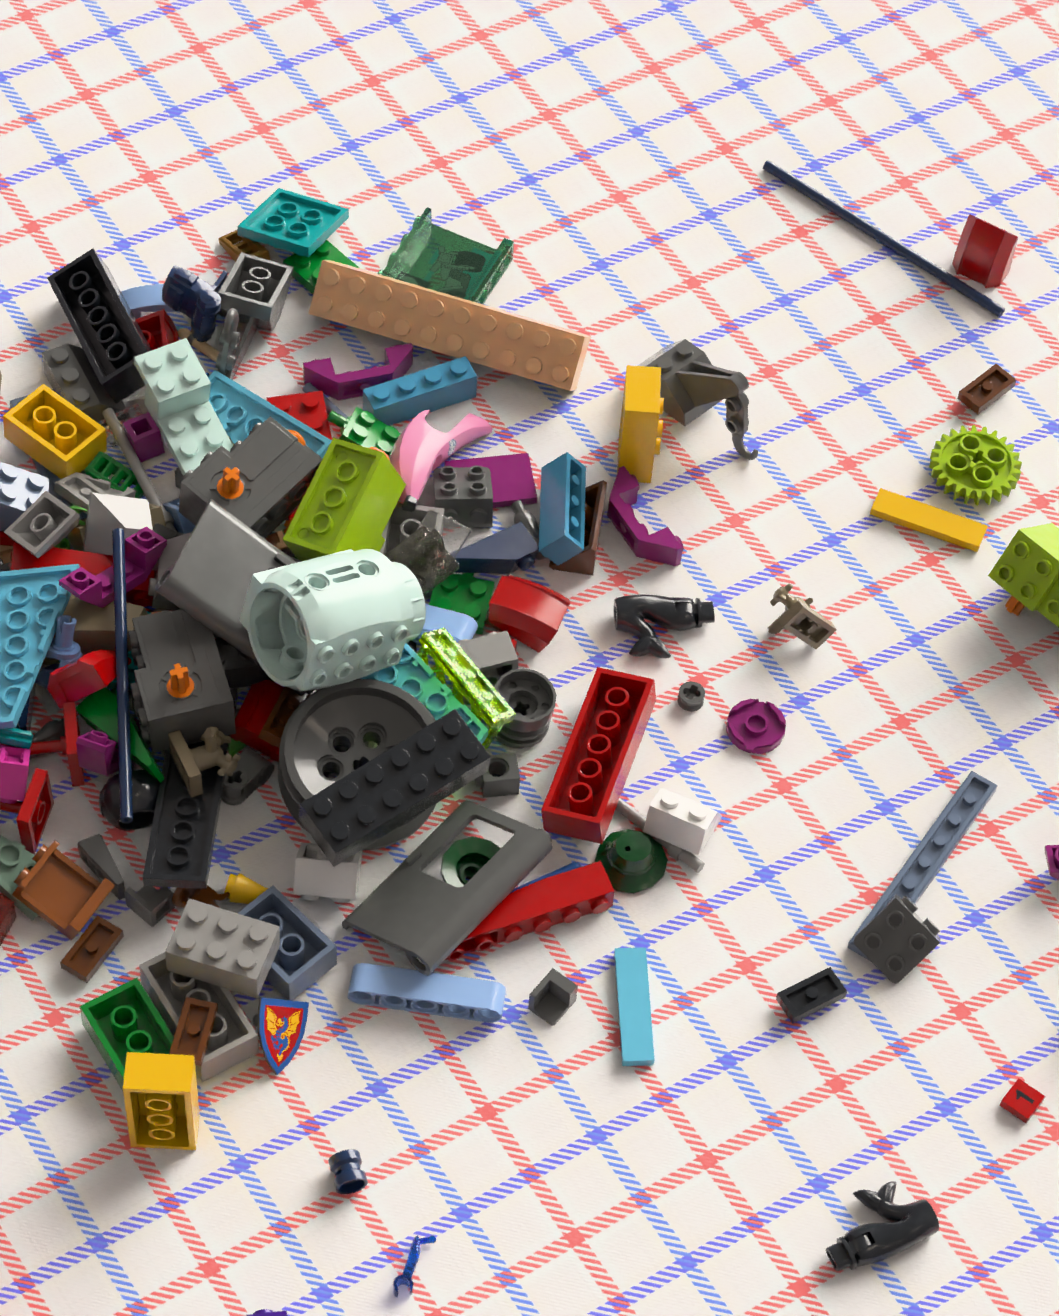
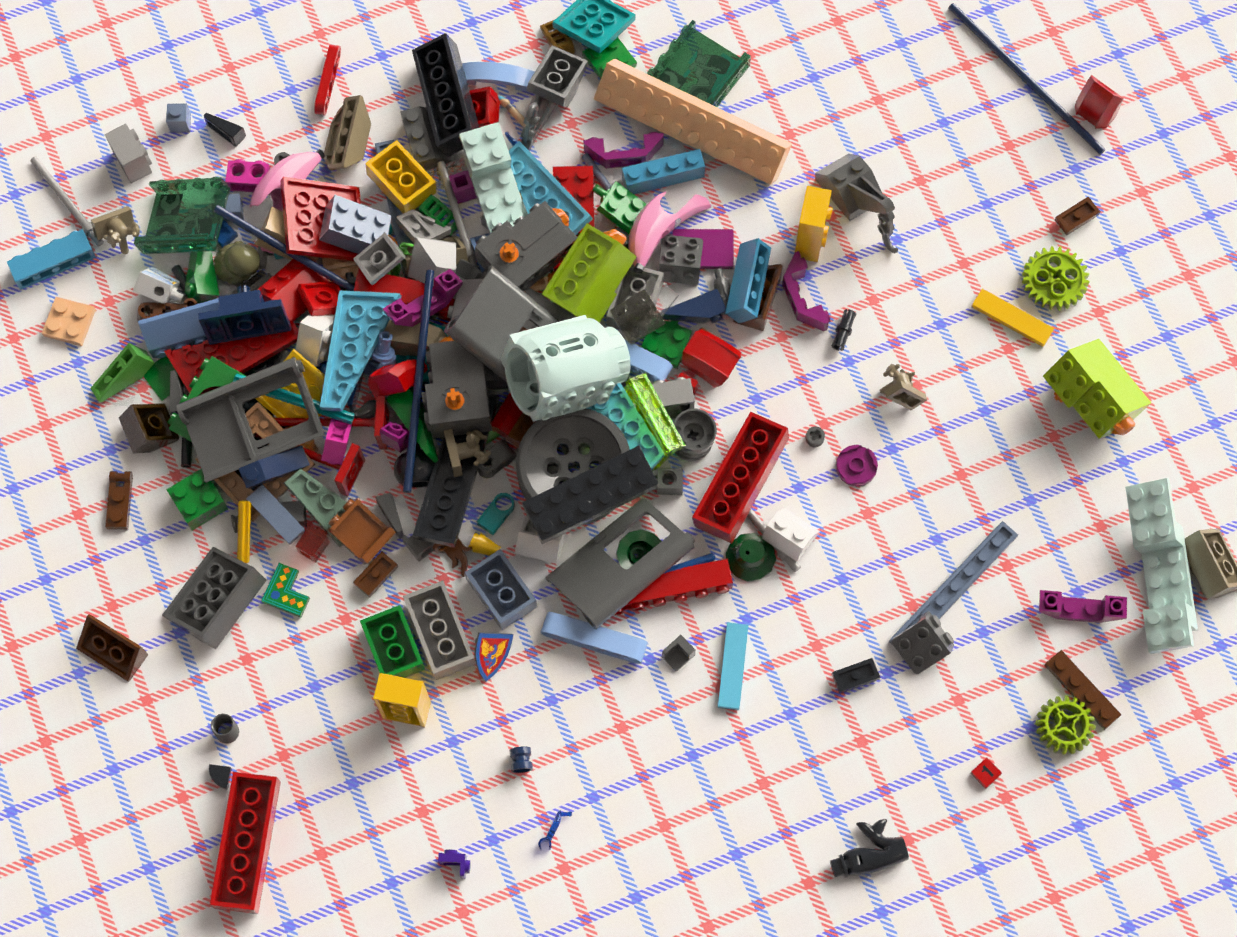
camera: 15 degrees right, 15 degrees up
(194, 298) = (514, 81): dark blue piece -> none
(194, 1029) = (431, 651): reddish brown plate -> none
(223, 948) = (458, 594): light grey brick -> none
(254, 853) = (493, 517): none -> teal piece
(667, 612) = (809, 369): black piece -> none
(704, 559) = (843, 330): none -> black pin

